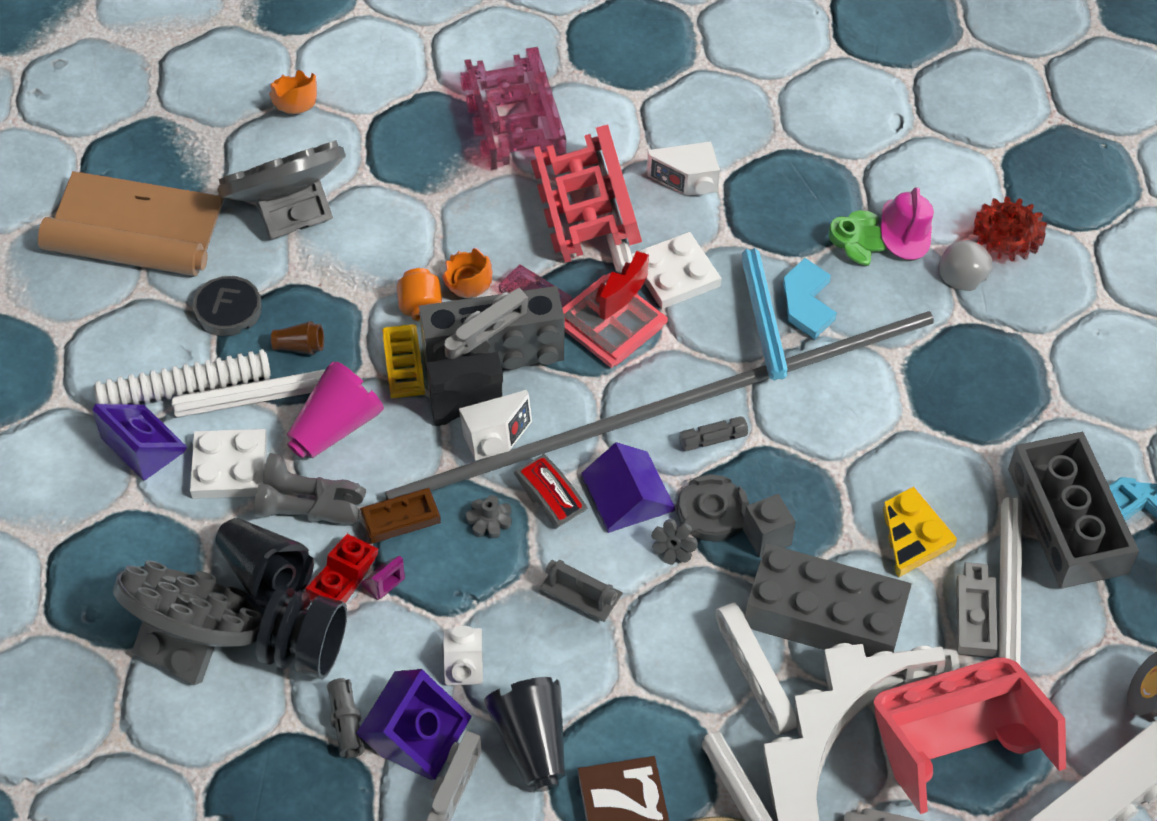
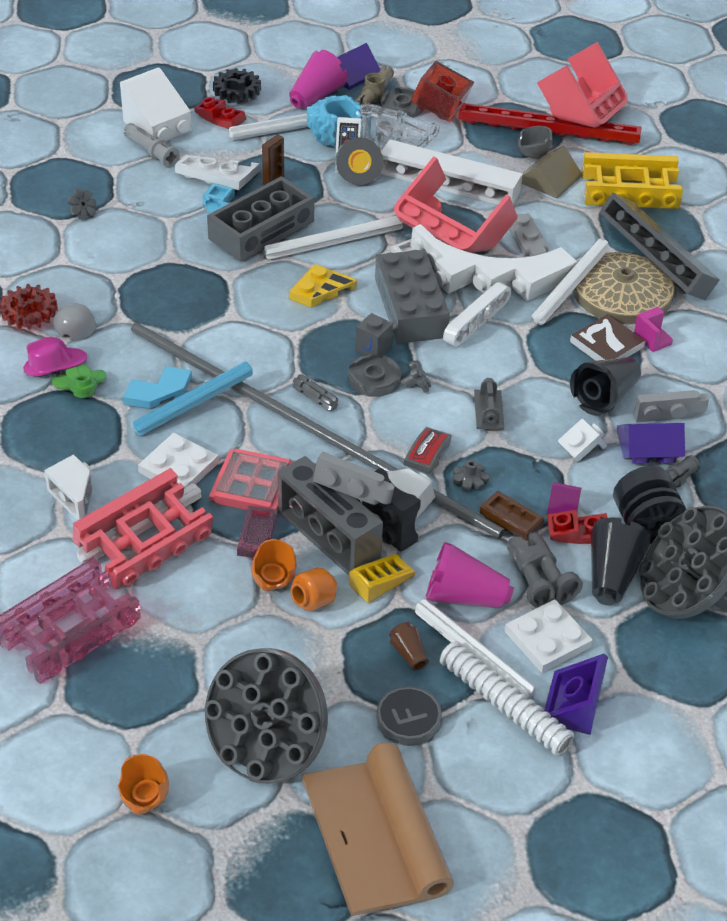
camera: 120 degrees left, 10 degrees down
(622, 287) = (238, 465): red slope -> none
(626, 487) = (395, 416): dark purple slope -> none
(976, 611) = (359, 243): light grey hinge -> none

